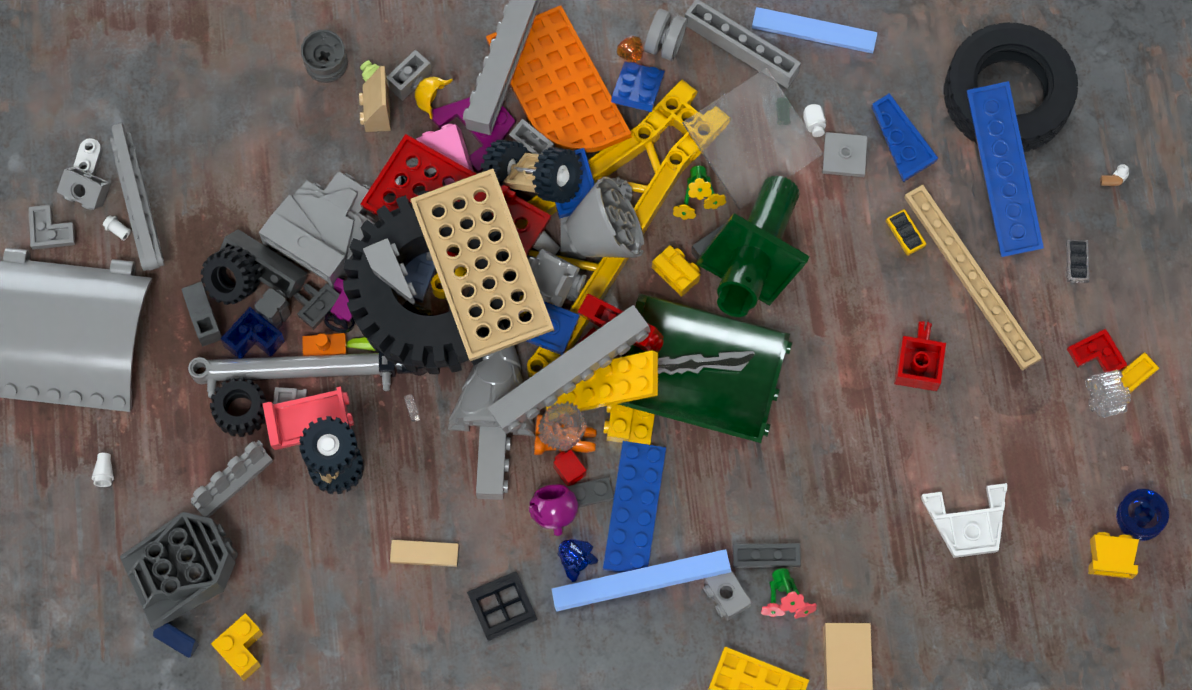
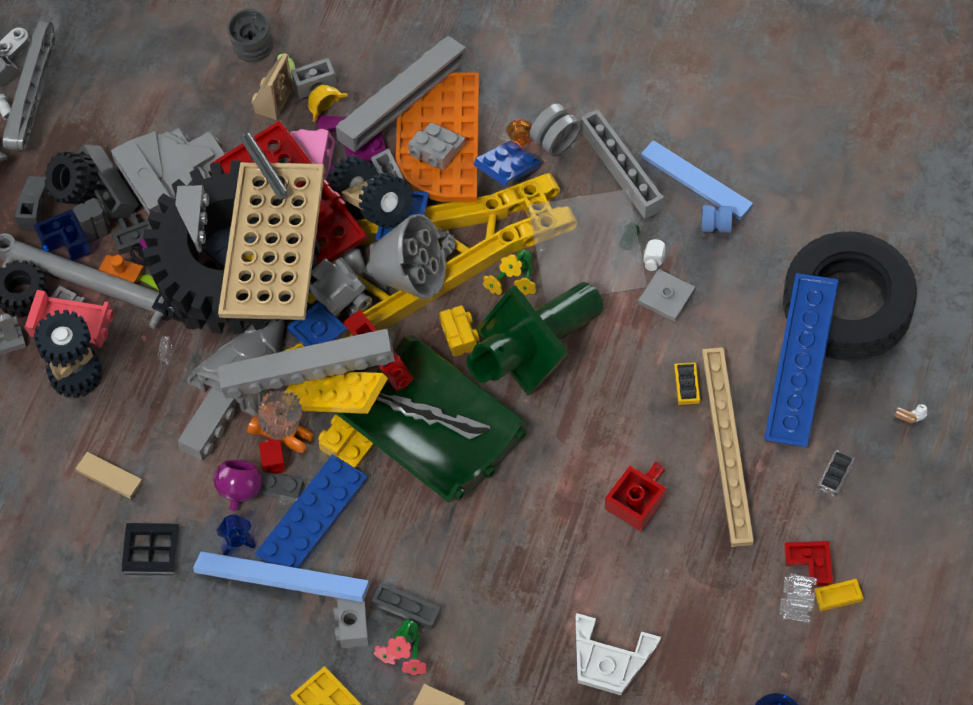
camera: 30 degrees right, 10 degrees down
(438, 193) = (264, 166): none -> dark grey axle
(565, 97) = (435, 145): none -> light grey plate
(851, 63) = (719, 219): none -> medium blue wheel
(904, 141) = (727, 305): blue wing -> none

